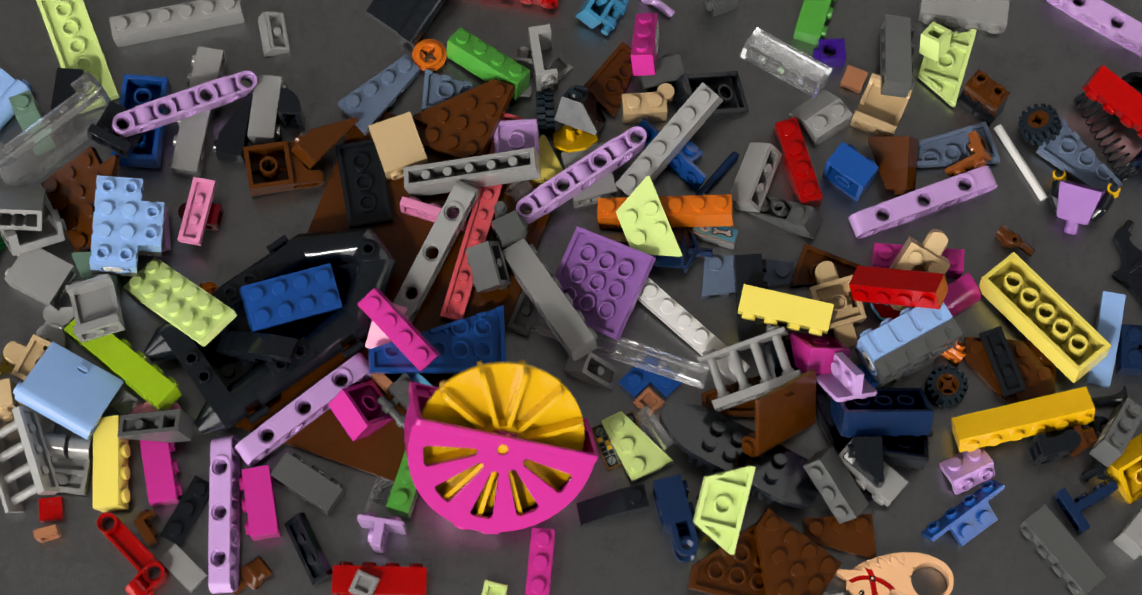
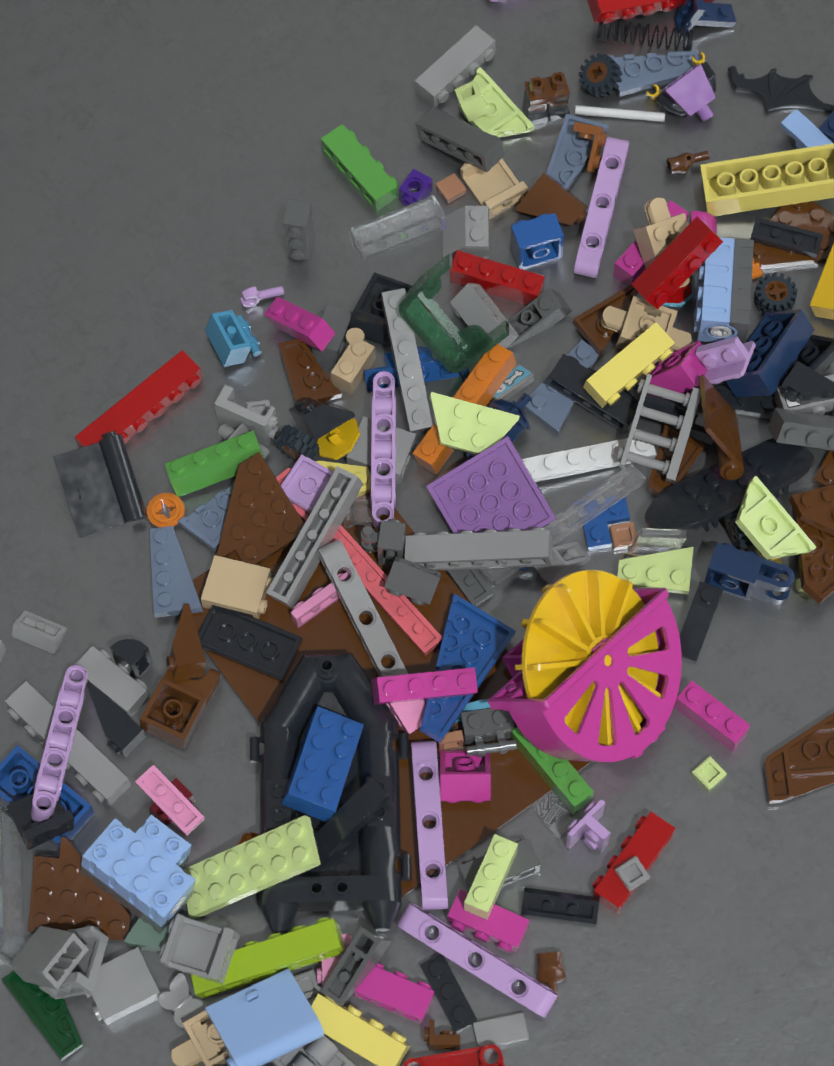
camera: 55 degrees left, 5 degrees down
(287, 480) = (490, 877): none -> yellowish green brick
(708, 147) = (435, 328): none -> clear green windscreen

